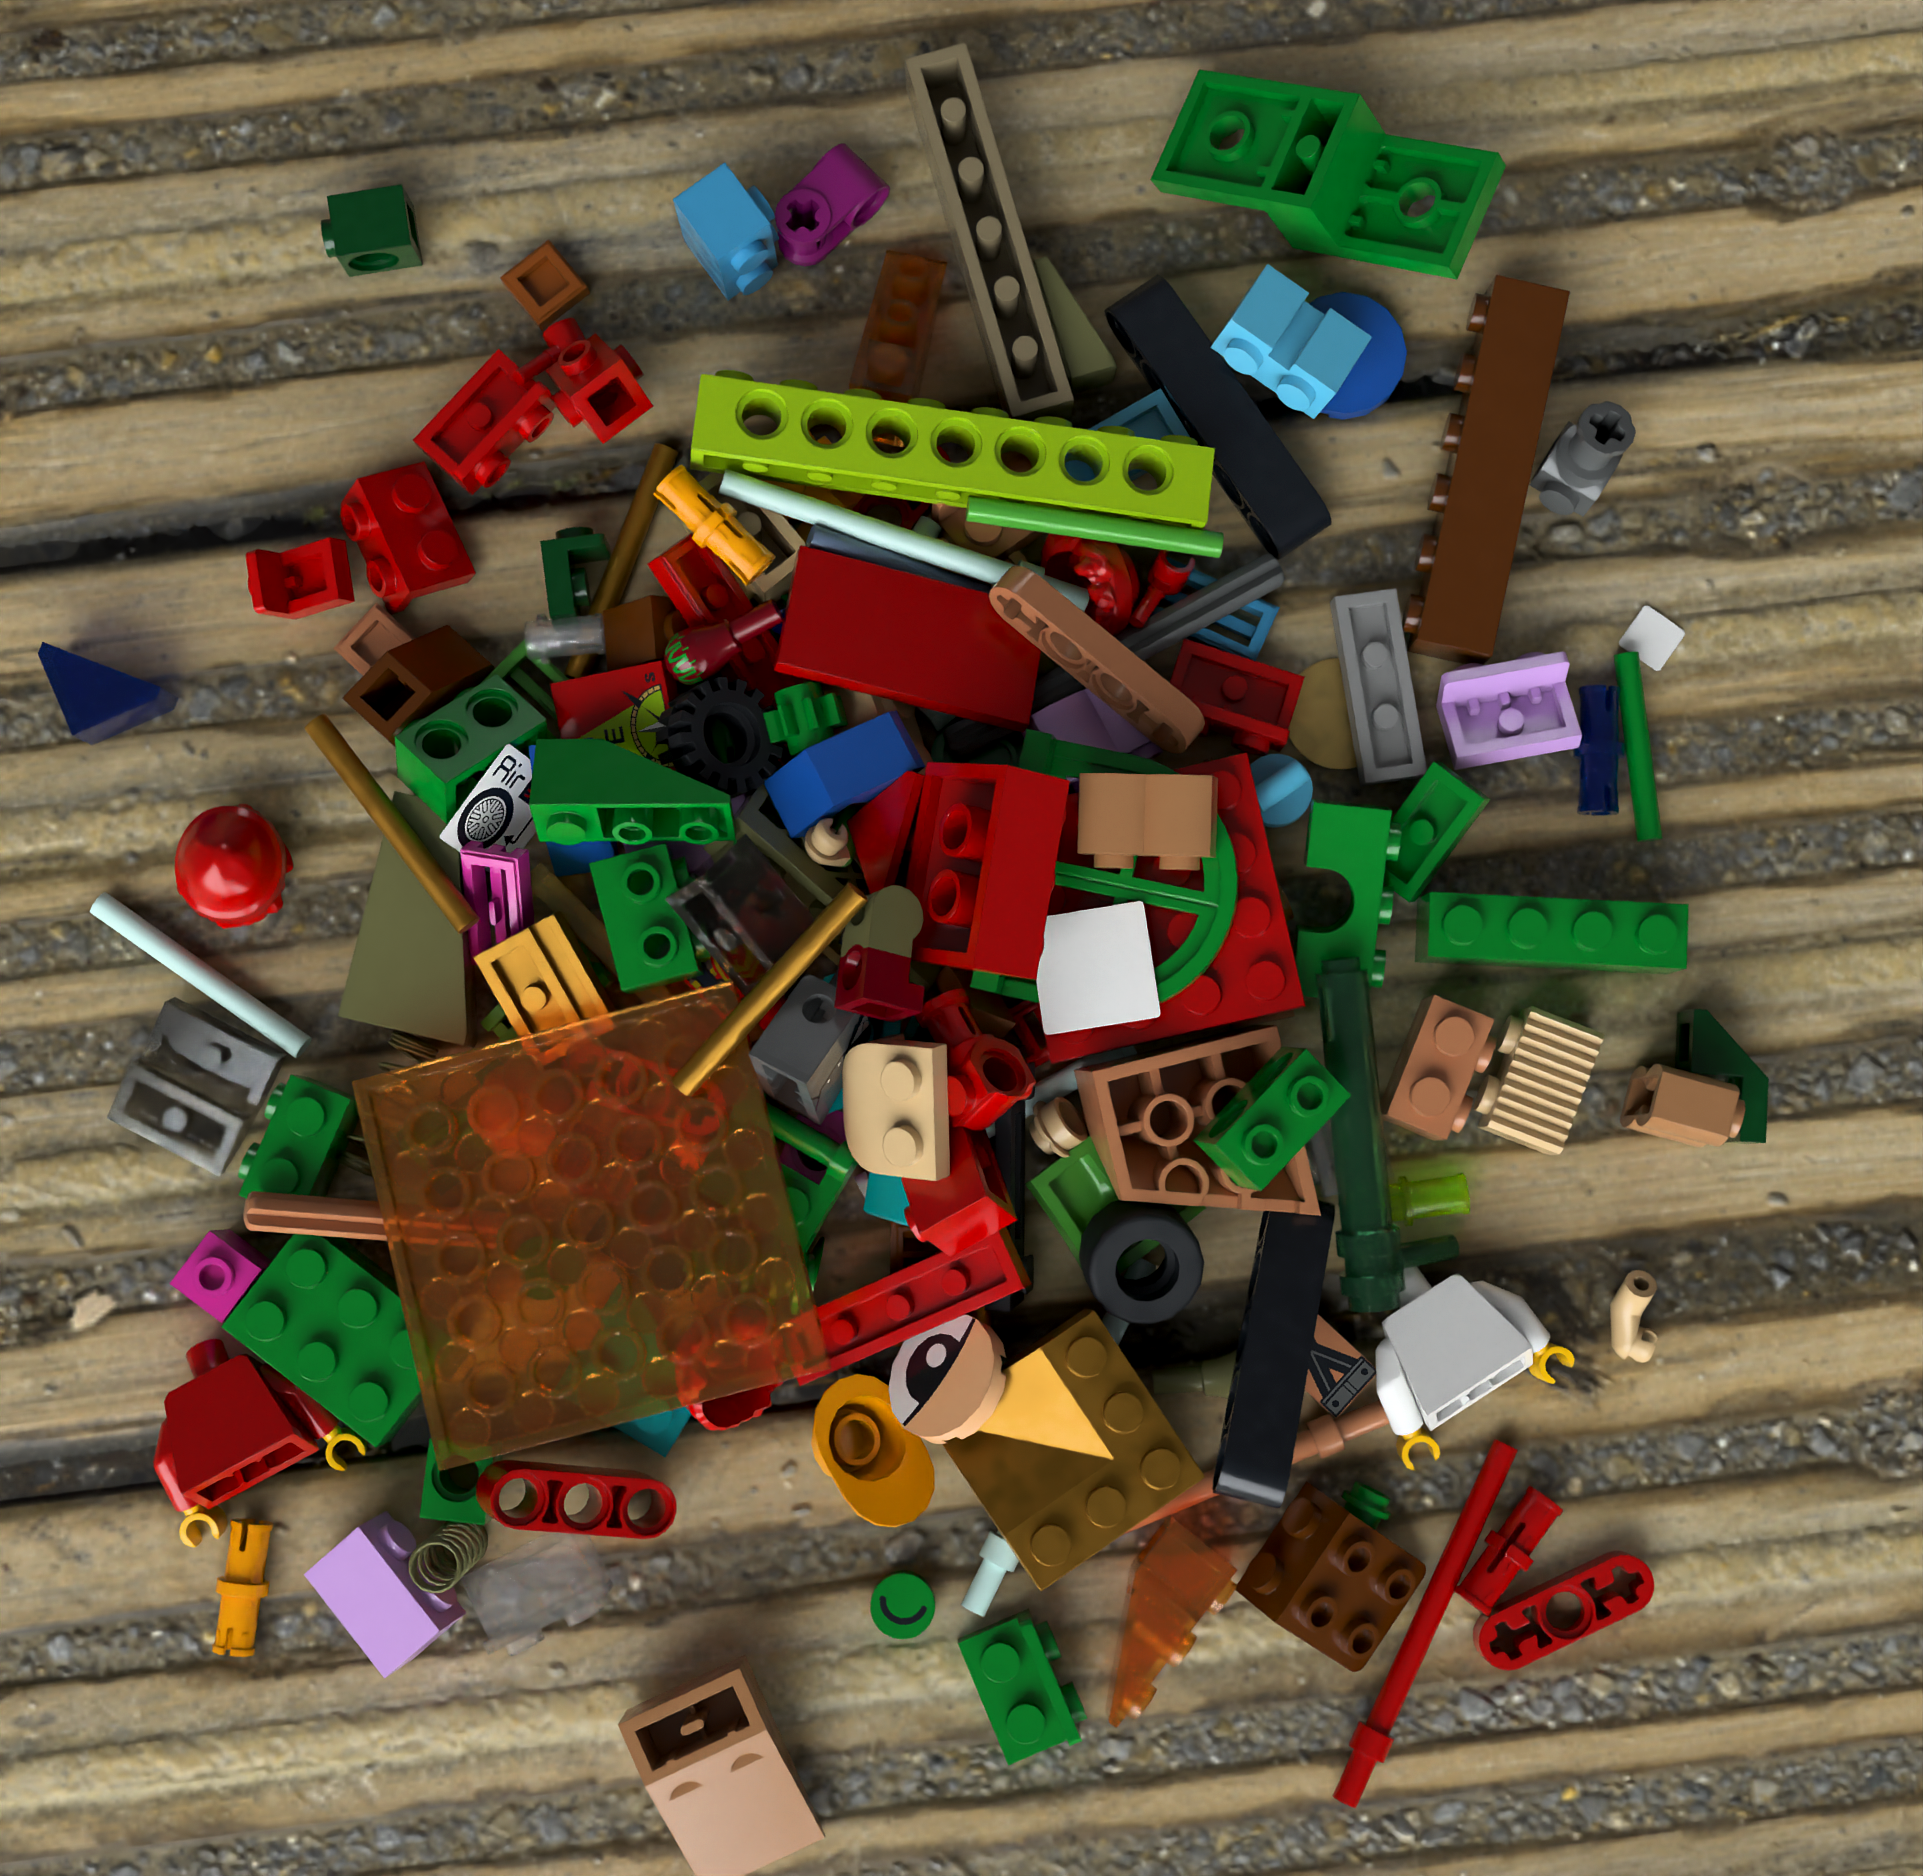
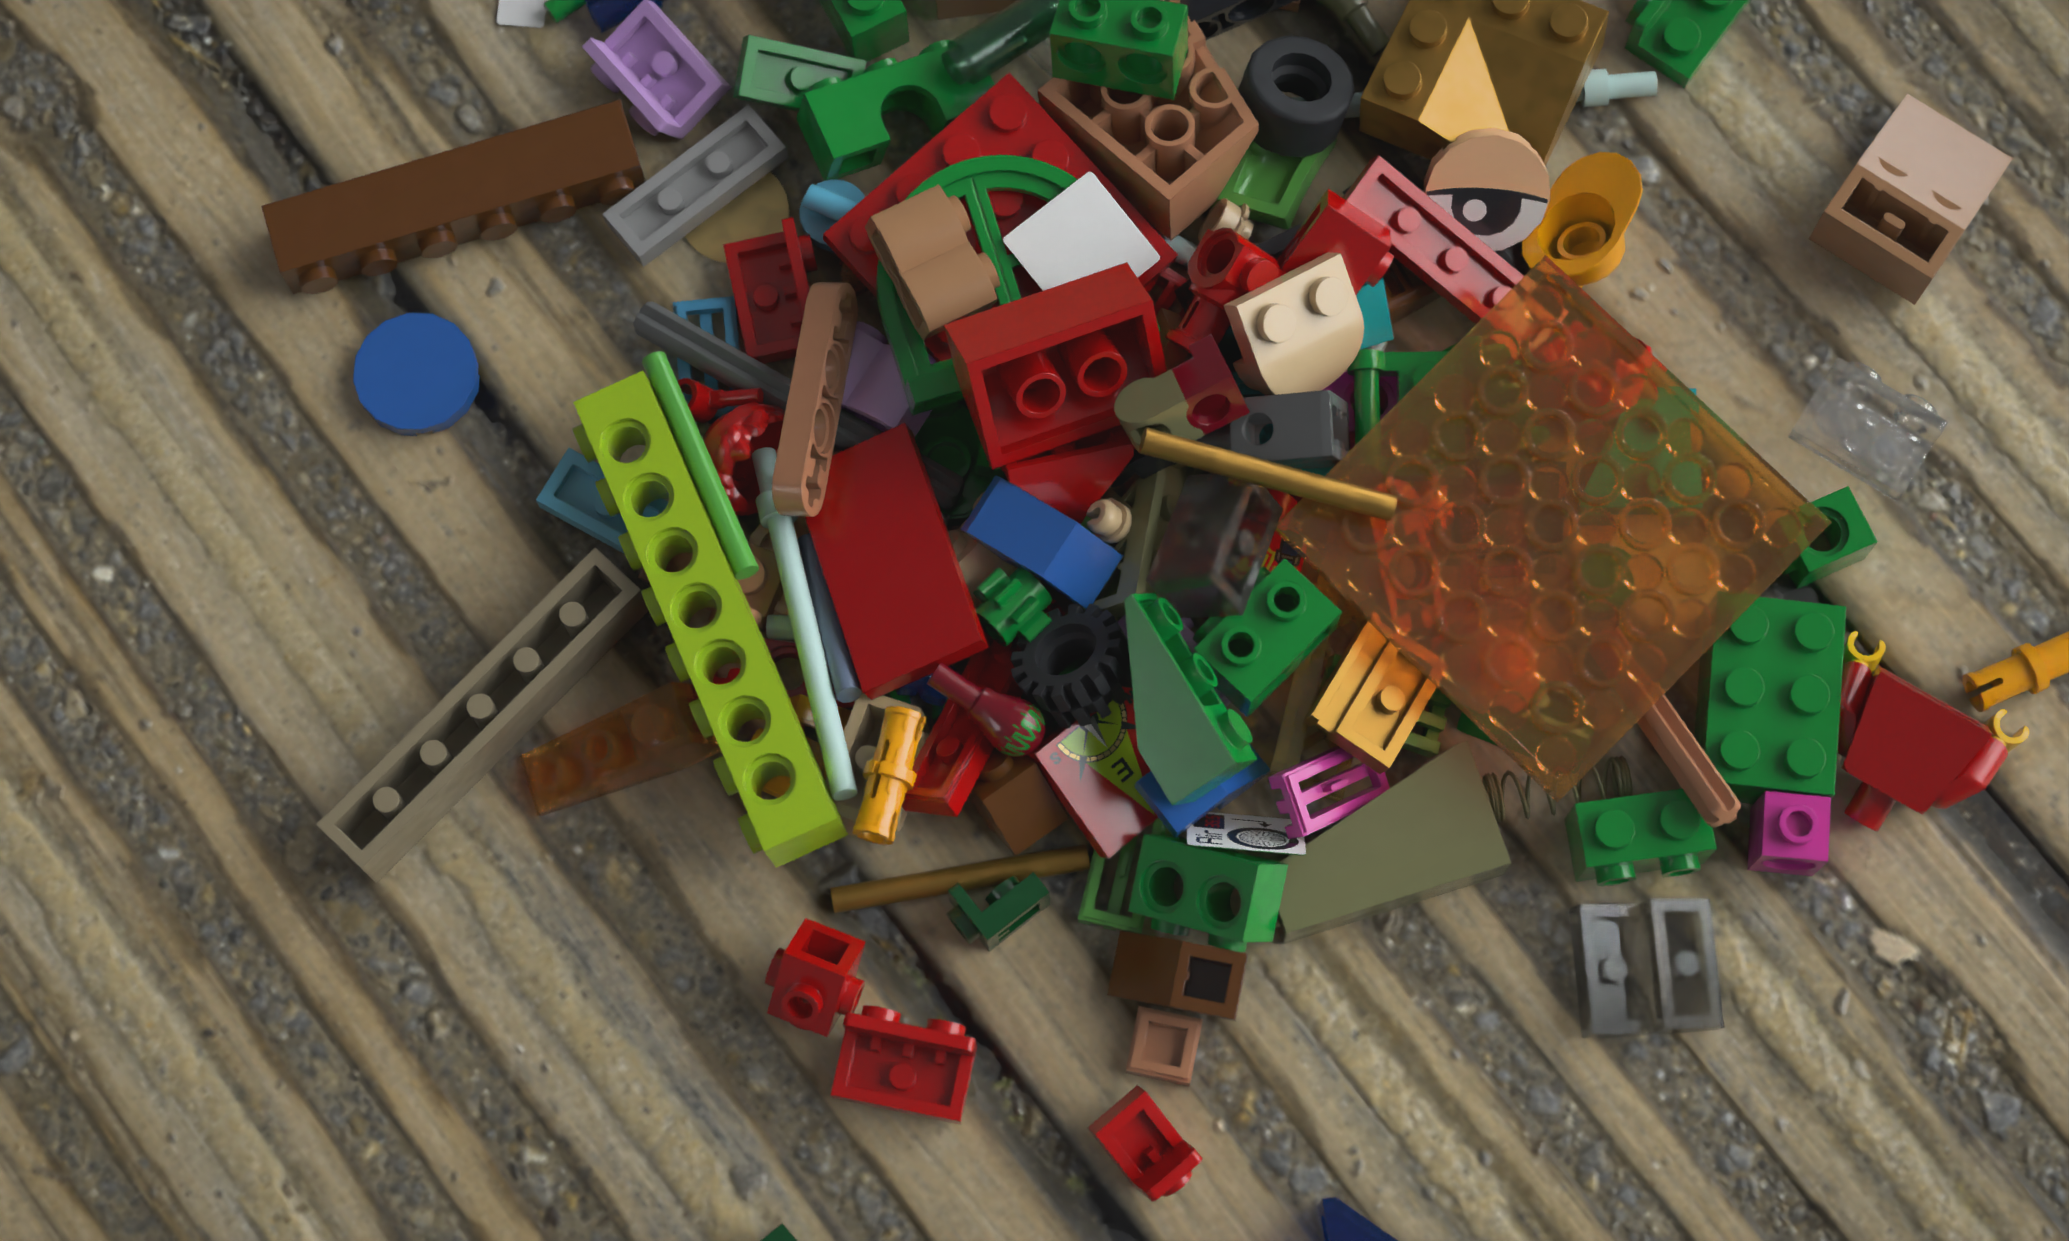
camera: 115 degrees left, 10 degrees down
(200, 975) = (1549, 1027): light aqua bar -> none
(232, 866) = (1437, 1049): red hair -> none
(374, 1596) = (1955, 538): lavender brick -> none
(392, 823) = (1316, 913): pearl gold bar -> none
(404, 535) = (1051, 1080): red bracket -> none
(459, 1566) = (1899, 501): olive piece -> none
(545, 285) = (743, 1099): dark orange tile -> none
(557, 338) = (789, 1044): red hand -> none
(564, 636) = (1058, 874): clear pin -> none
(603, 1514) = (1778, 419): red beam -> none
(729, 231) = (608, 938): dark azure brick -> none
(835, 198) = (519, 879): magenta piece -> none
(902, 1604) = (1687, 140): green tile -> none
(1080, 346) = (534, 581): olive slope -> none
(1219, 414) = (529, 443): black beam -> none
(1290, 343) = (438, 403): medium azure brick -> none
(1328, 173) = (264, 461): green bracket -> none
(1584, 459) = (402, 120): dark grey connector -> none

